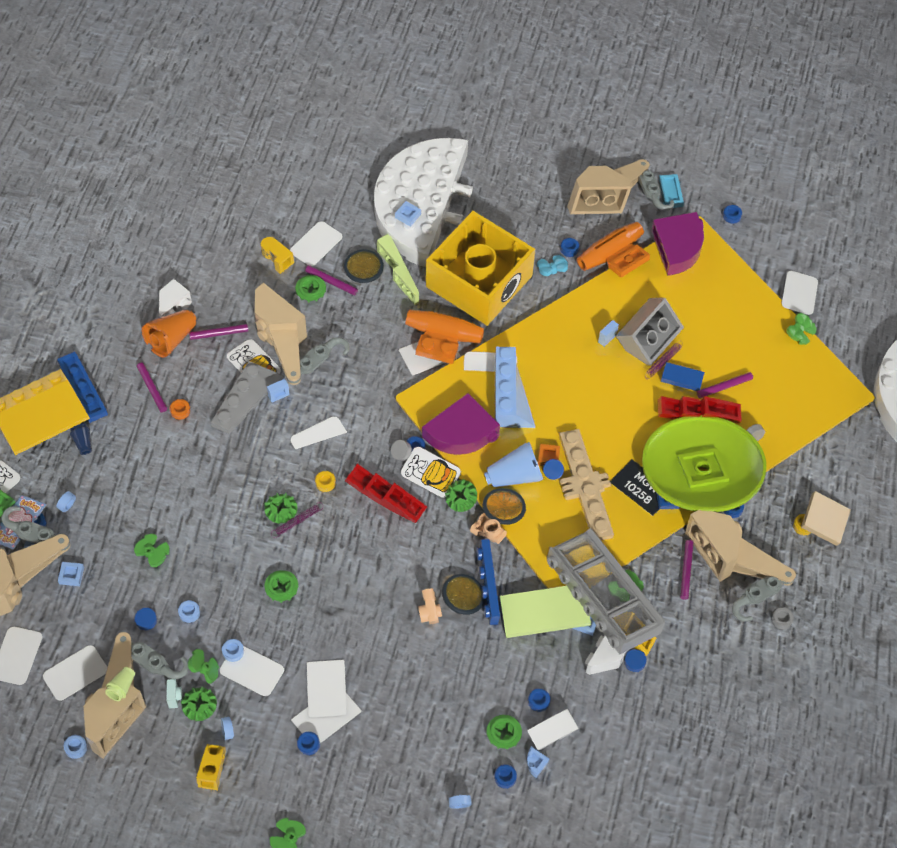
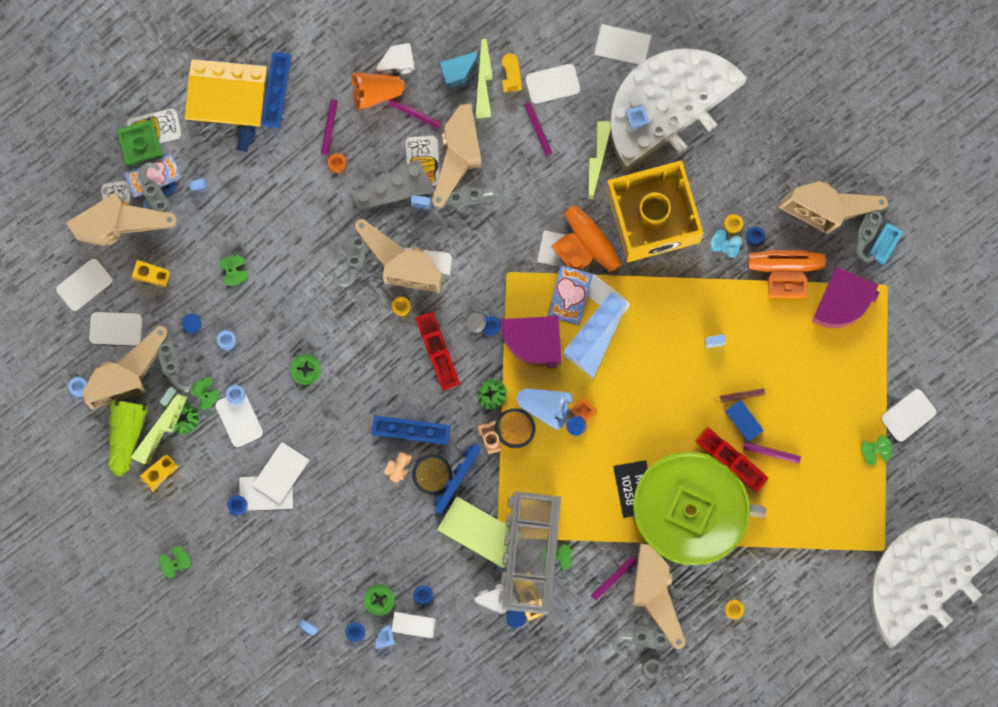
camera: 40 degrees right, 20 degrees up
(71, 574) = (163, 247): light blue tile -> none
(75, 601) = (150, 274): none -> yellow leg
(120, 684) = (129, 372): yellowish green cone -> none
(151, 750) = (125, 427): none -> lime cone
(186, 715) = (166, 422): none -> yellowish green slope
(227, 728) = (188, 452): light blue tile -> none
(228, 277) = (458, 69): none -> medium azure slope
(255, 267) = (485, 74): none -> yellowish green slope
(285, 514) = (350, 313): bright green gear -> none
(297, 523) = (356, 323): magenta piece -> none
(304, 285) = (515, 116): bright green gear -> none
(306, 446) = (401, 266): none -> tan slope
(349, 184) = (622, 44): none -> white sticker
(363, 266) = (572, 134): clear yellow wheel -> none
(415, 571) = (411, 430): none -> blue plate
(430, 471) = (485, 356): sticker -> none
(462, 375) = (570, 294): none -> sticker
(545, 249) = (733, 224): none -> yellow tile
(585, 484) = (591, 455): tan hinge -> none
(650, 330) = (750, 363): light grey slope -> none
(732, 214) = (918, 302): blue tile -> none
(825, 518) = (753, 618): tan tile -> none

